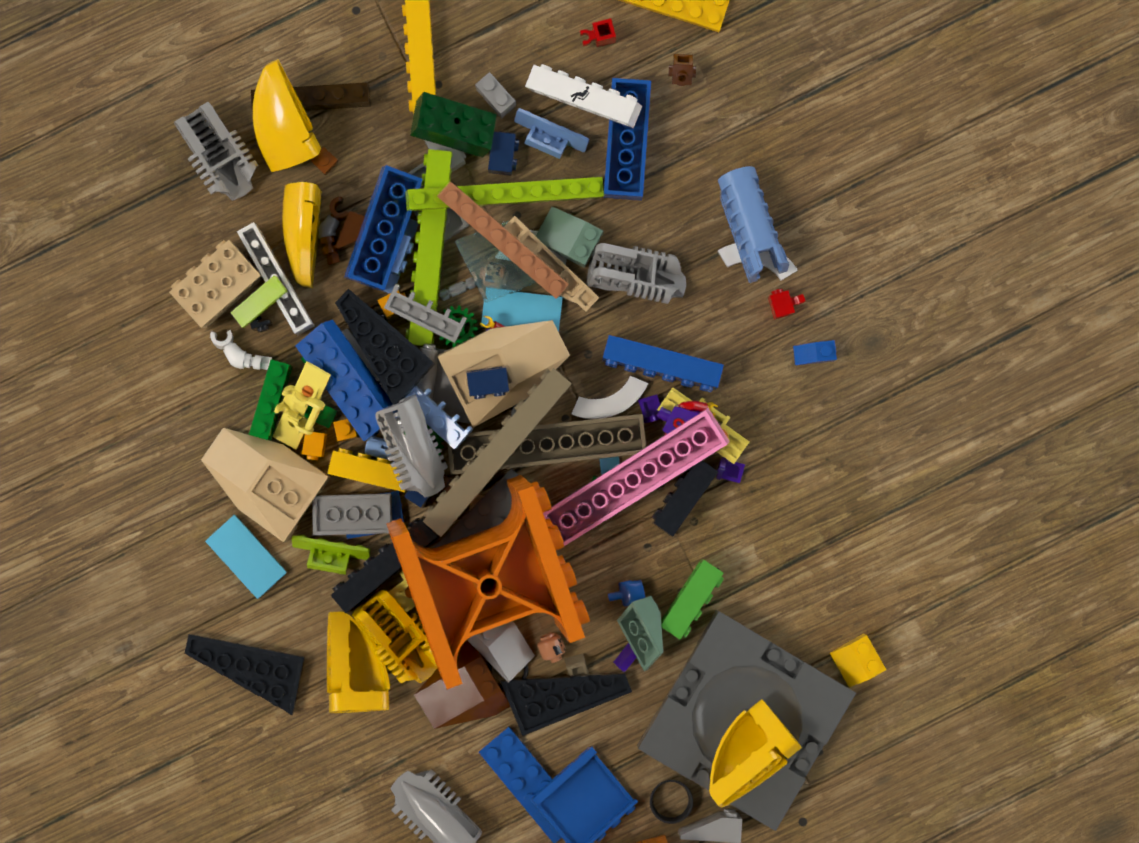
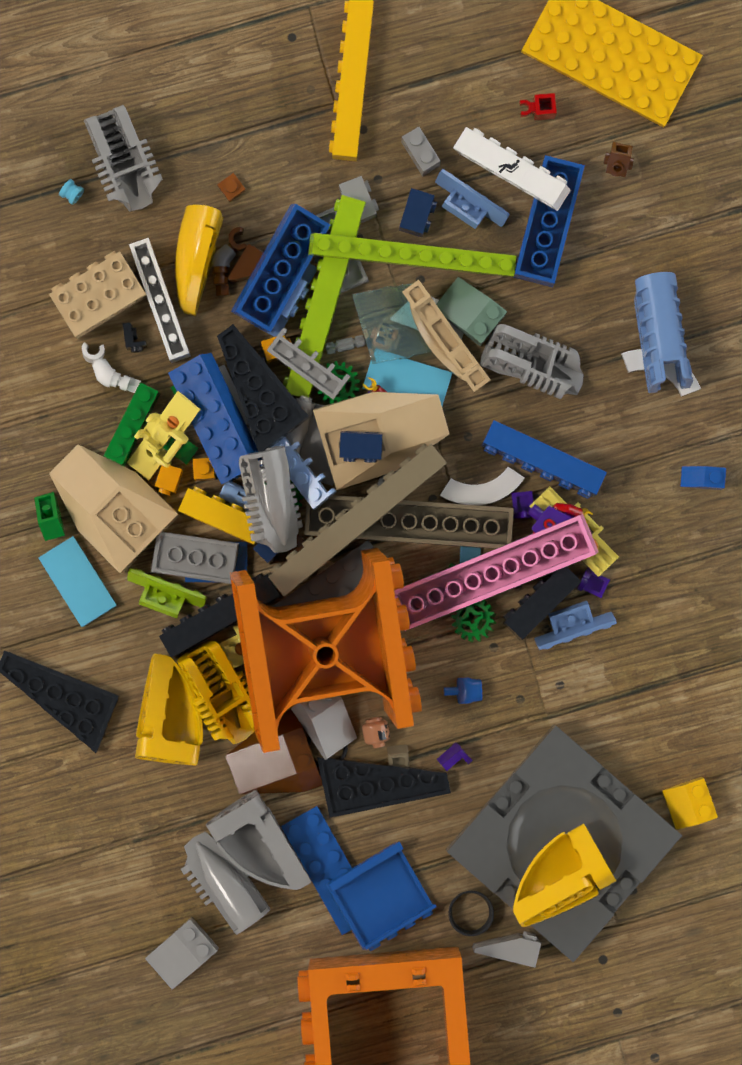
camera: 10 degrees right, 0 degrees up
(174, 191) = (71, 191): none -> medium azure wheel
(208, 500) = (49, 516): none -> green slope
(259, 301) = (138, 320): lime tile -> none
(281, 121) = (195, 139): yellow panel -> none
(332, 96) = (229, 120): dark brown brick -> none
(453, 124) = (372, 174): dark green brick -> none
(459, 773) = (257, 844): none -> light grey panel
(502, 239) = (402, 302): nougat plate -> none
(620, 517) = (482, 617): none -> green gear
(643, 630) = (474, 731): sand green slope -> none
(691, 598) = (529, 707): bright green brick -> none
(718, 511) = (572, 623): none -> medium blue bracket
(782, 304) = (679, 421): red brick -> none

